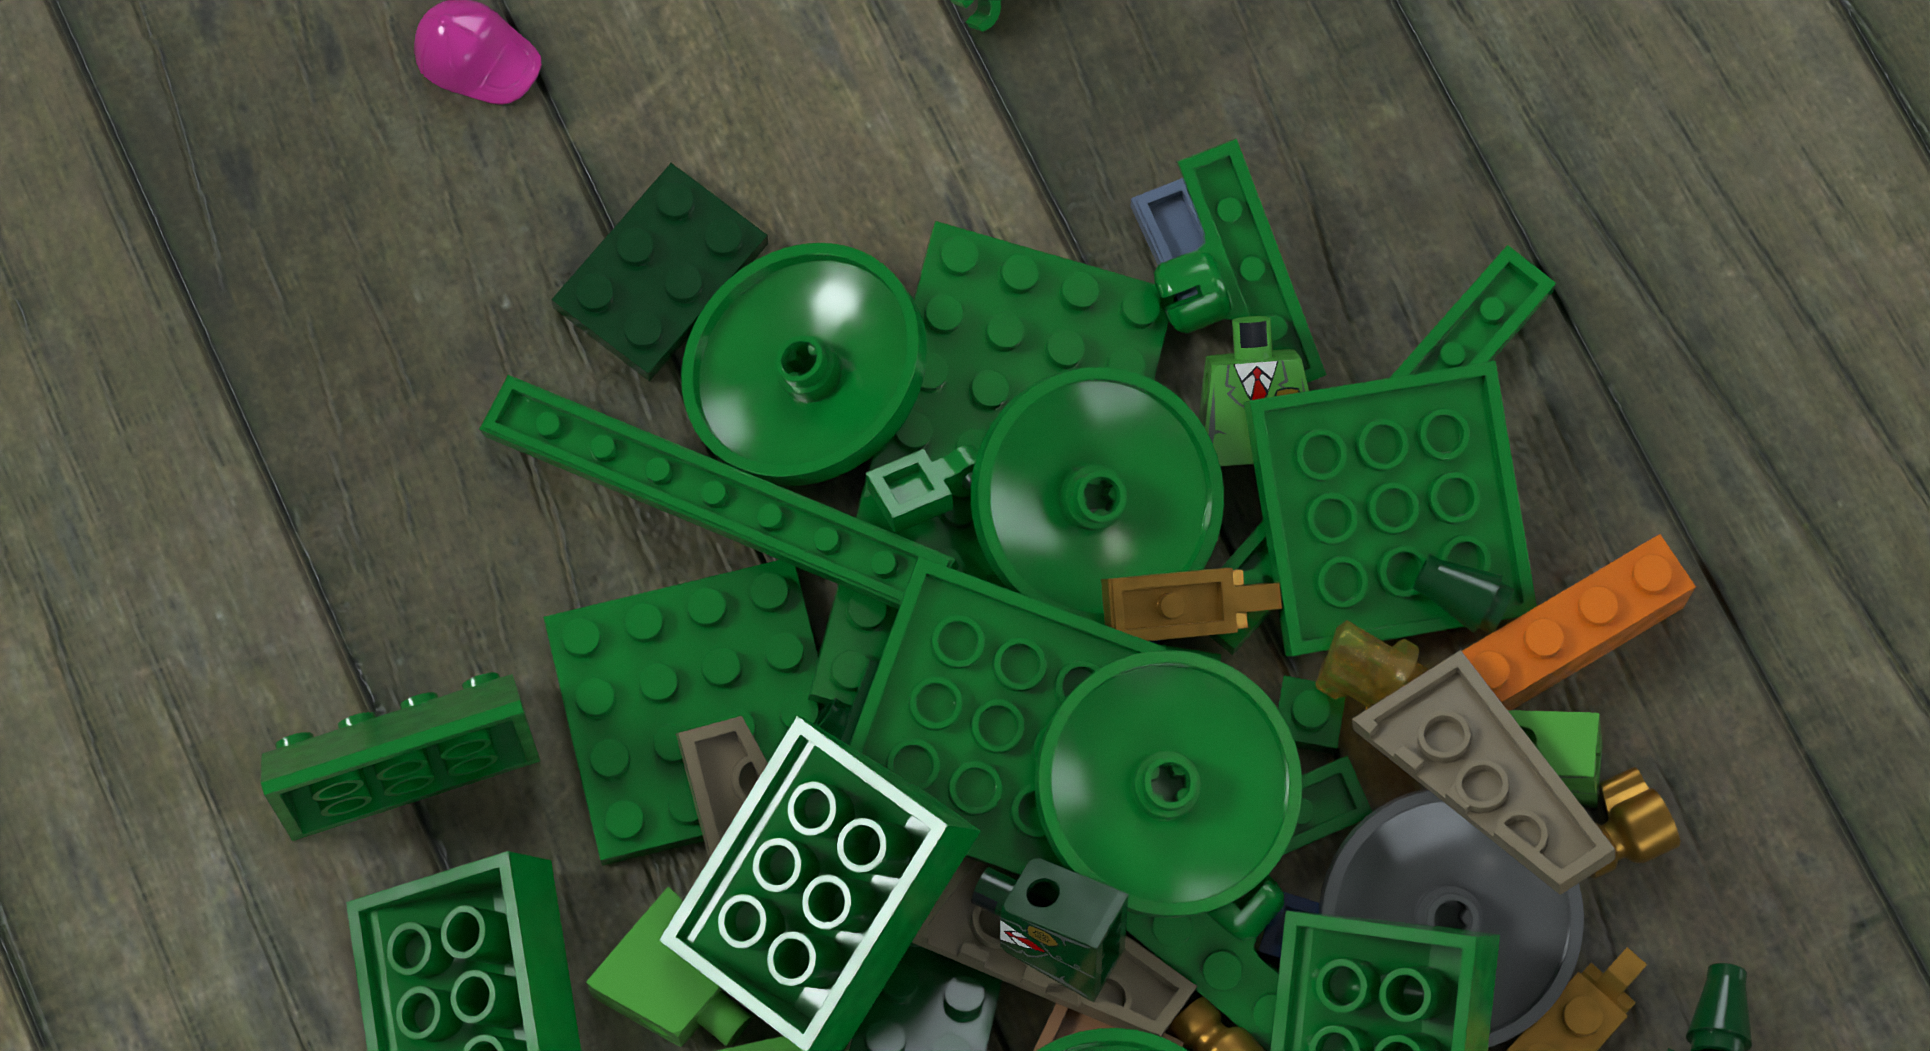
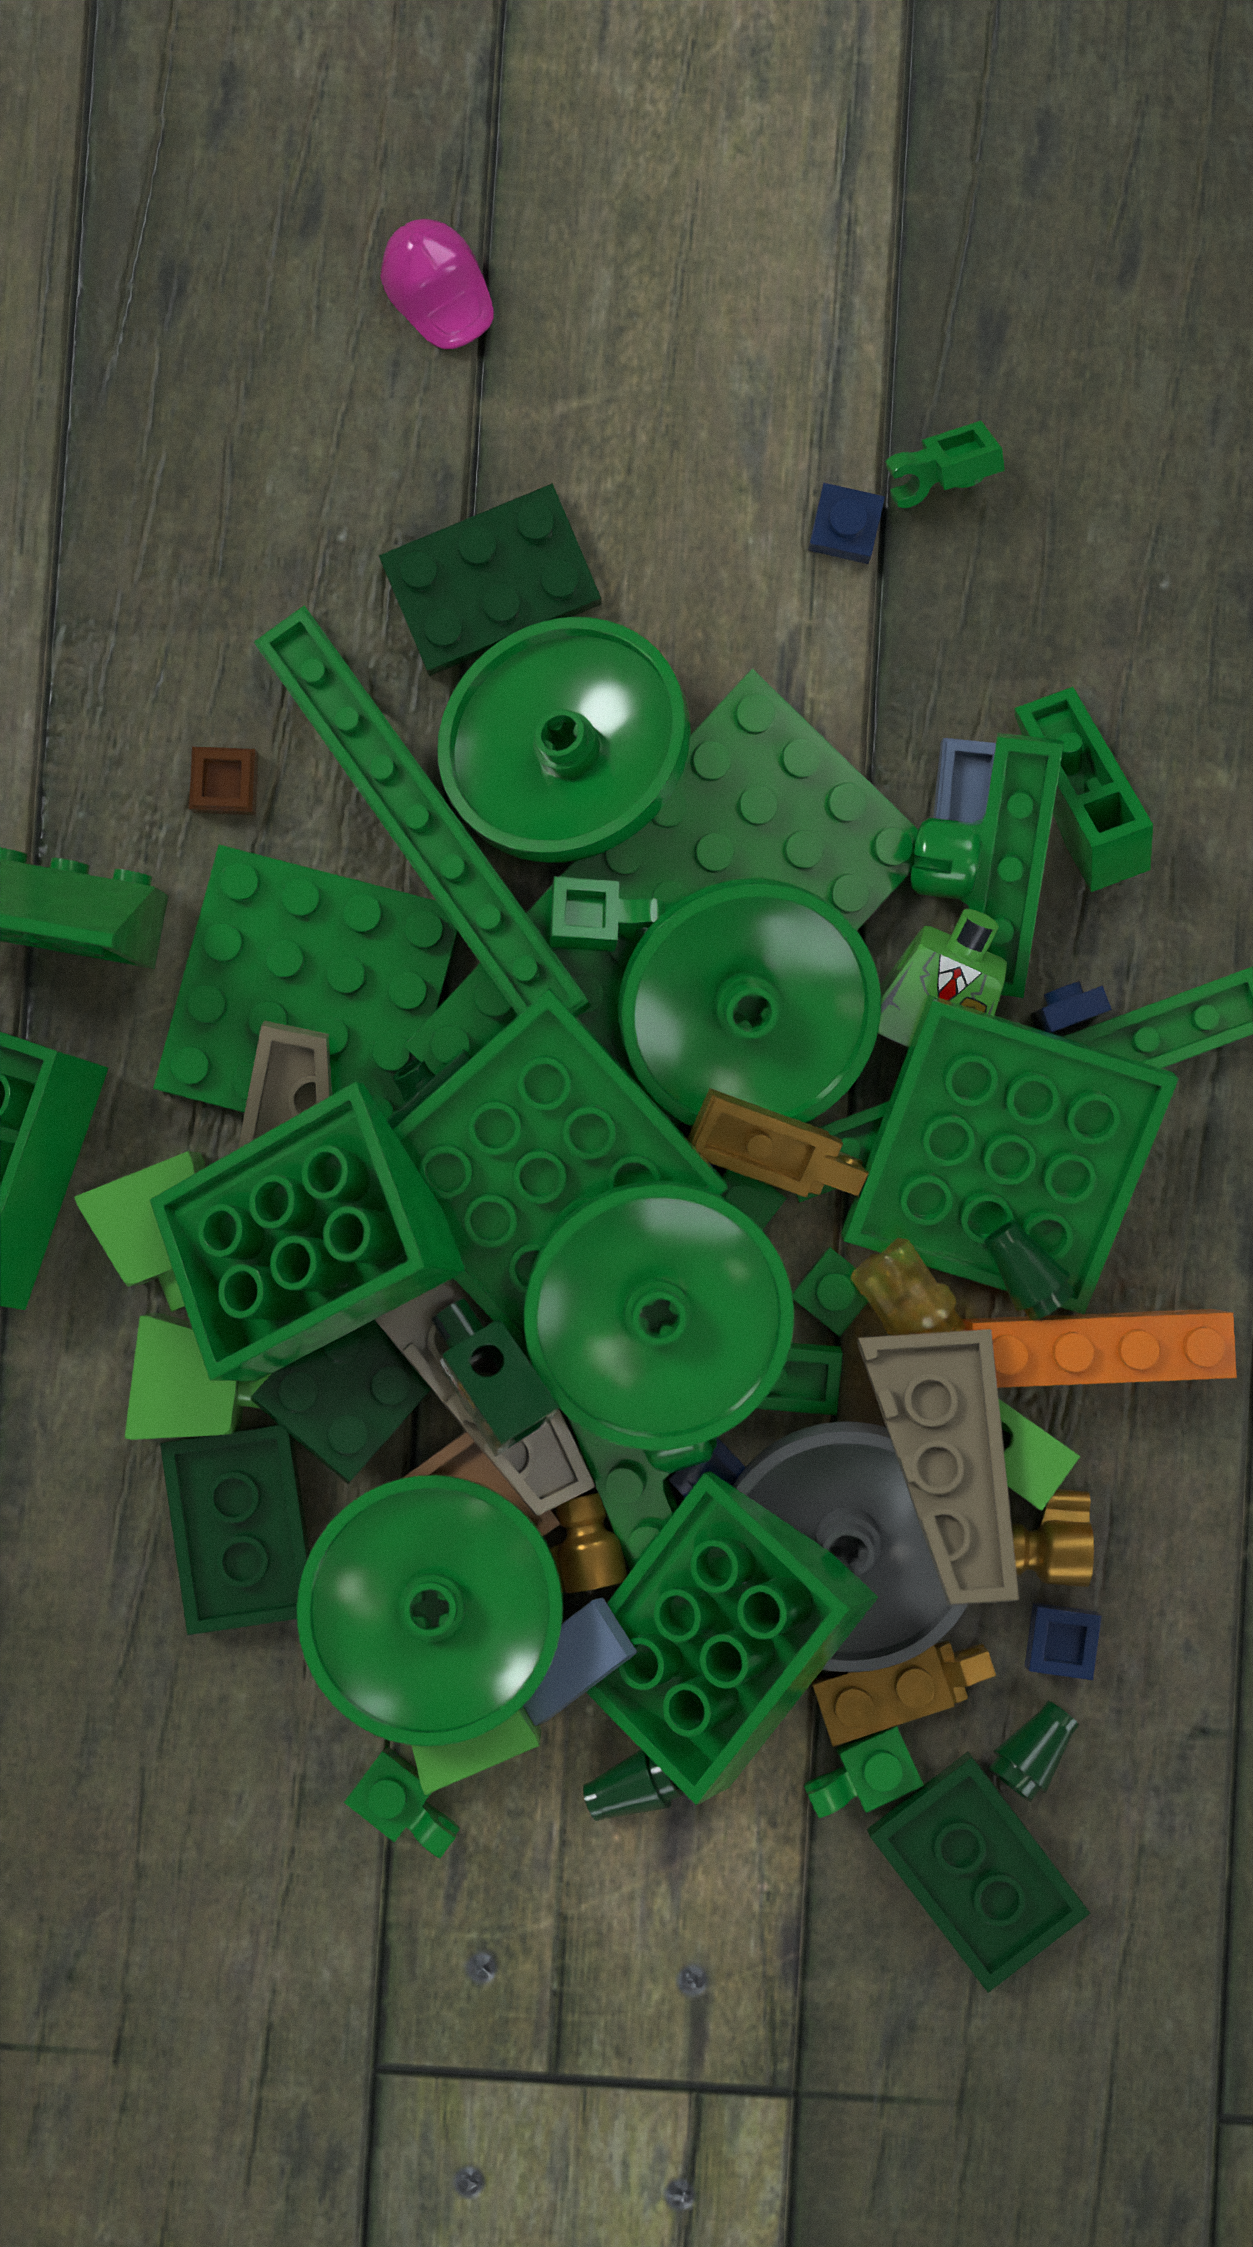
camera: 30 degrees right, 15 degrees up
(516, 562) = (223, 780): none -> reddish brown tile
(944, 67) = (846, 523): none -> dark blue plate
(1297, 185) = (1093, 799): none -> green slope
(1374, 358) = (1069, 1006): none -> dark blue plate
(1688, 906) = (1062, 1641): none -> dark blue plate

